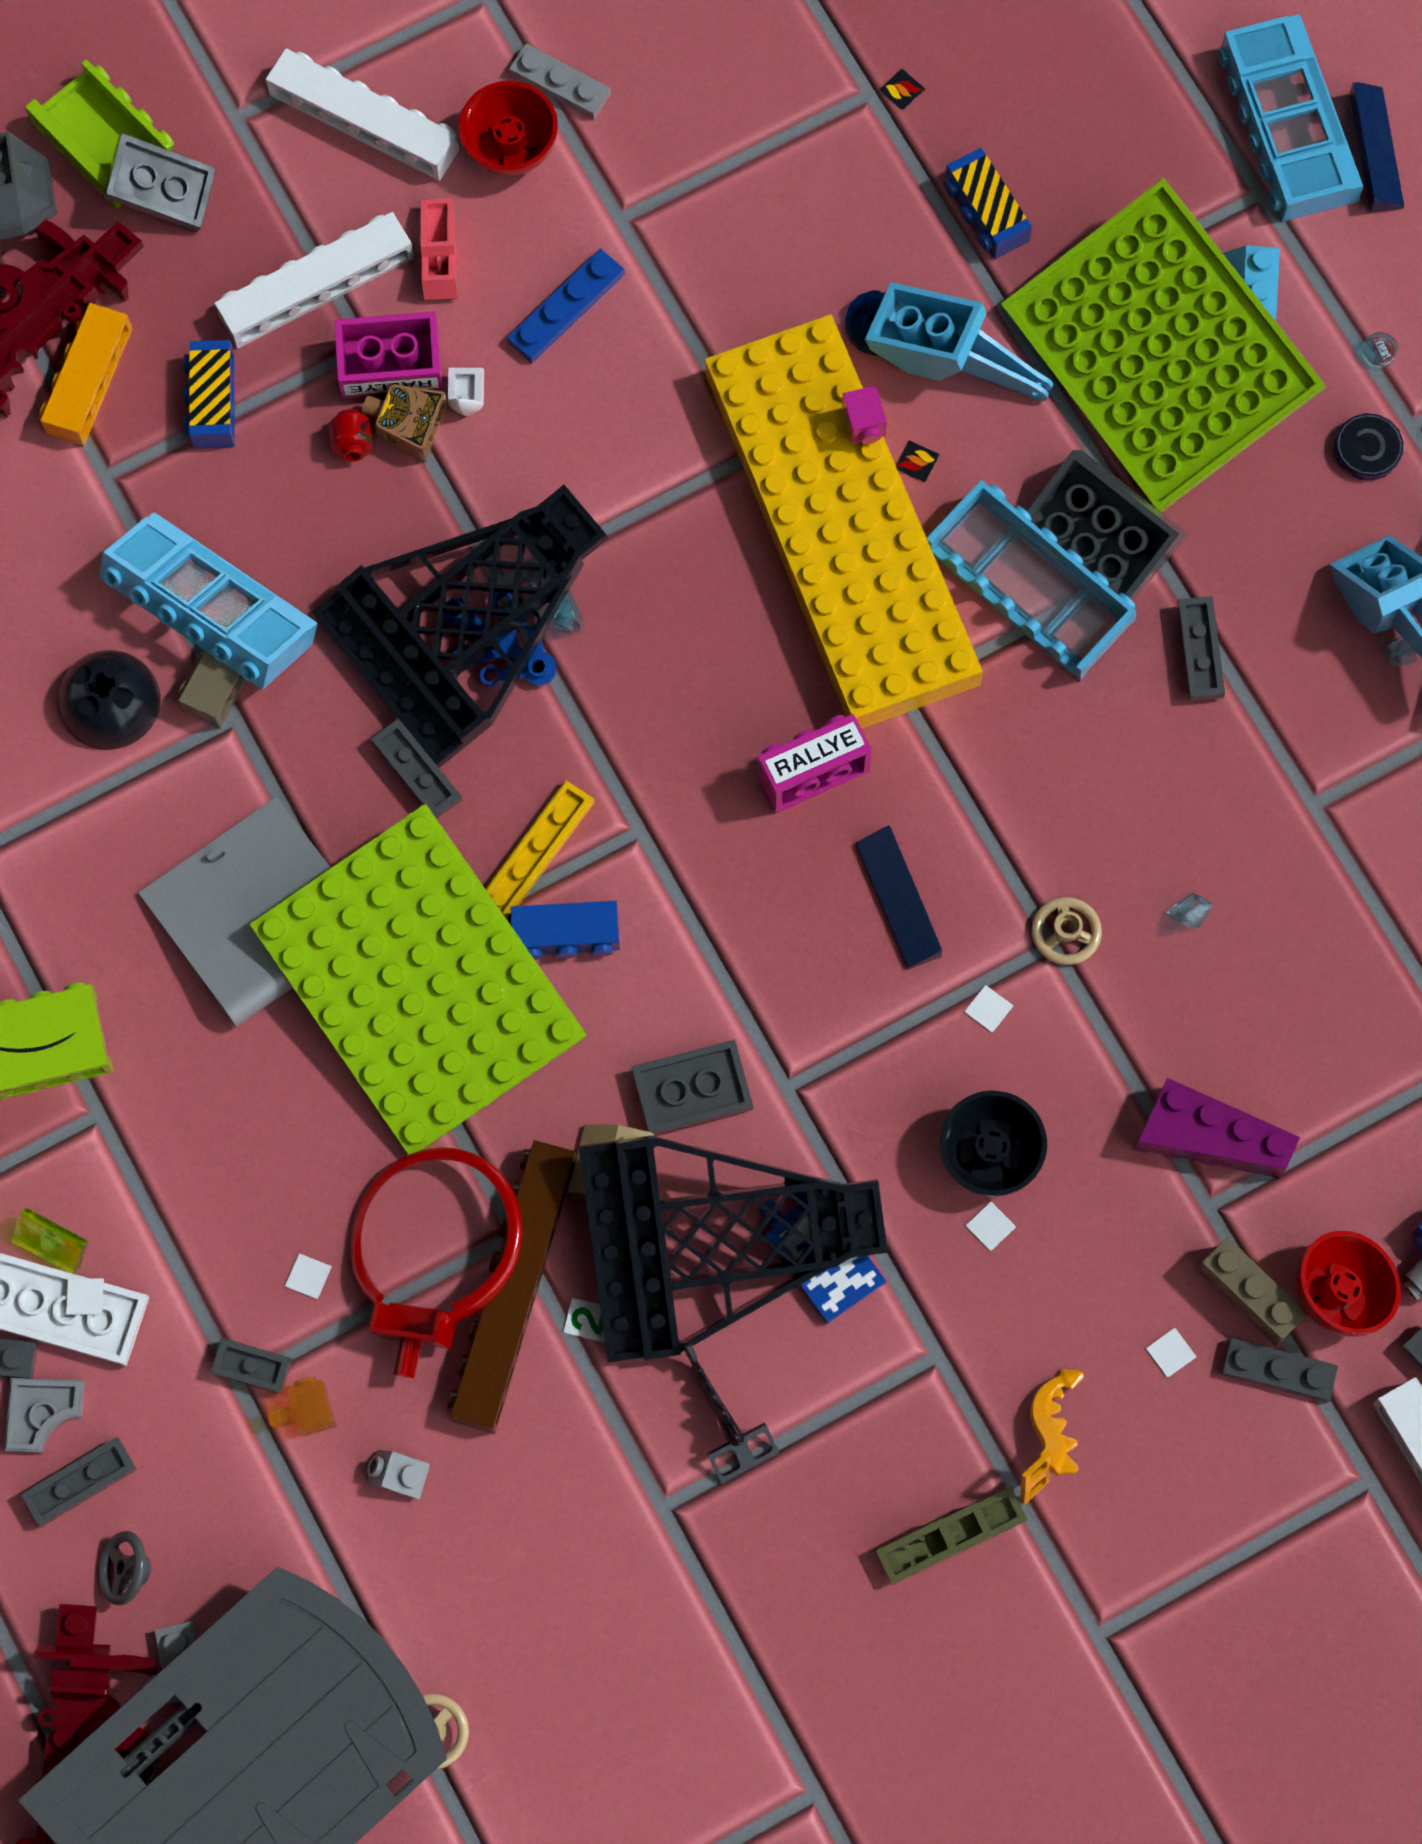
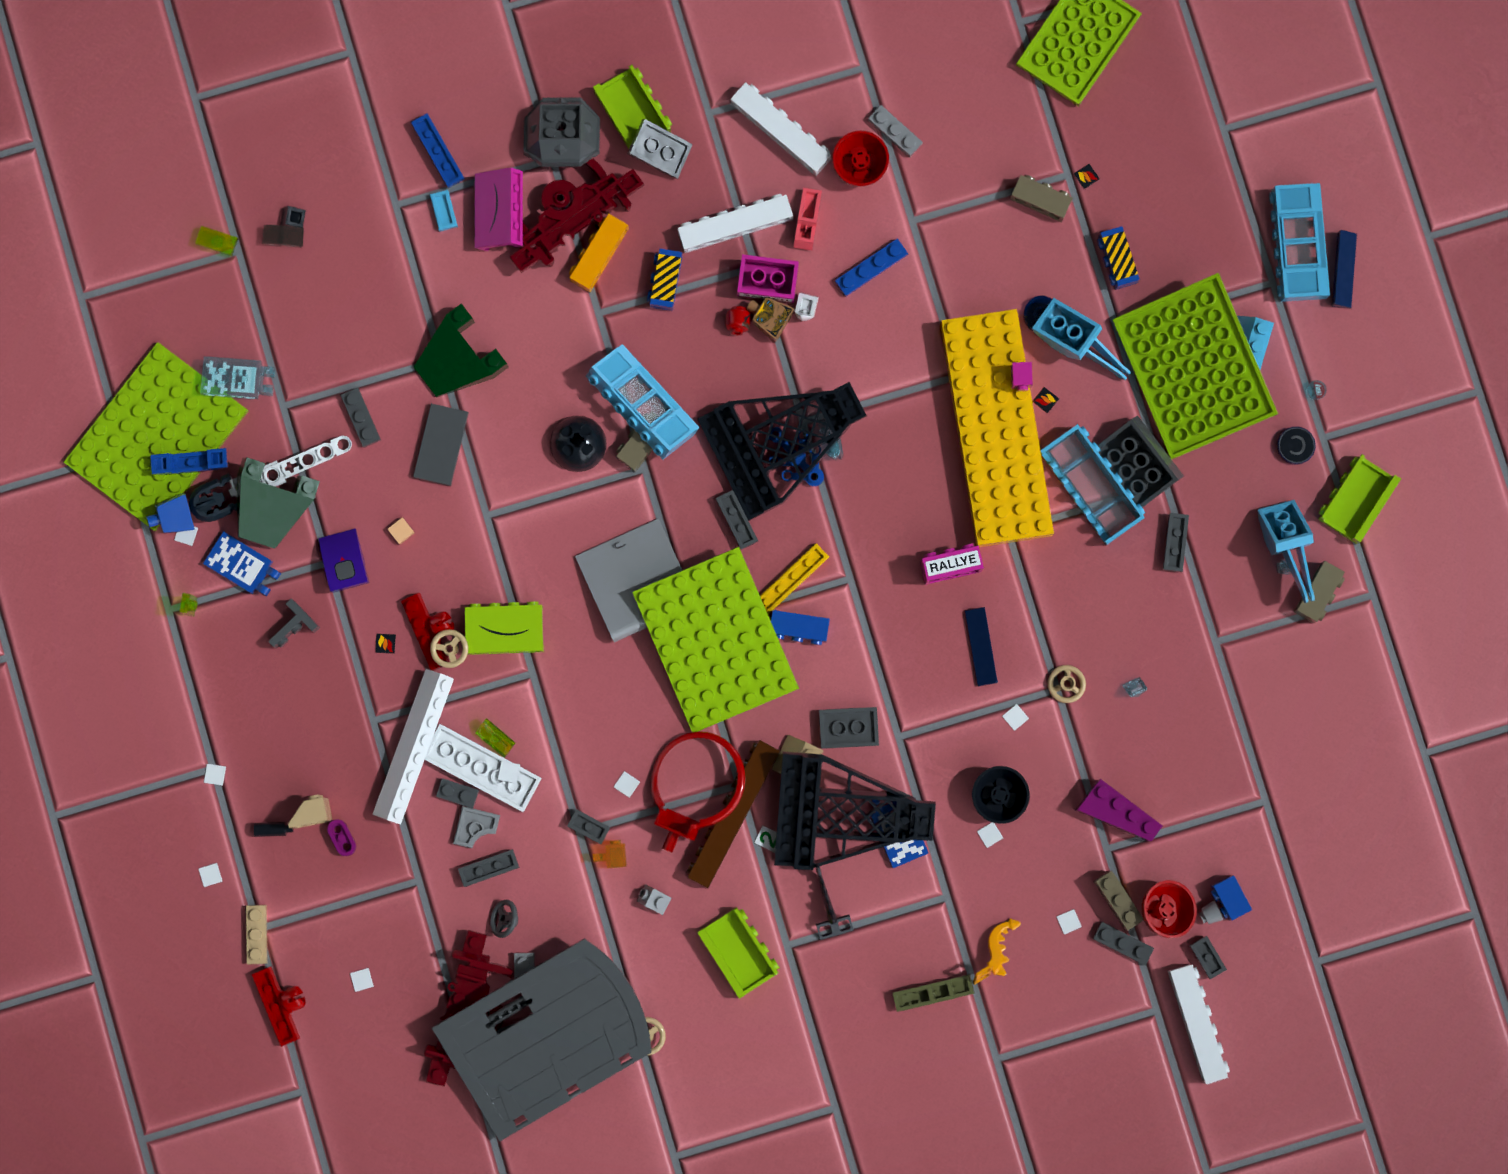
camera: 10 degrees right, 10 degrees up
(575, 1537) = (739, 952): none -> lime panel
(832, 135) = (1041, 197): none -> dark tan brick

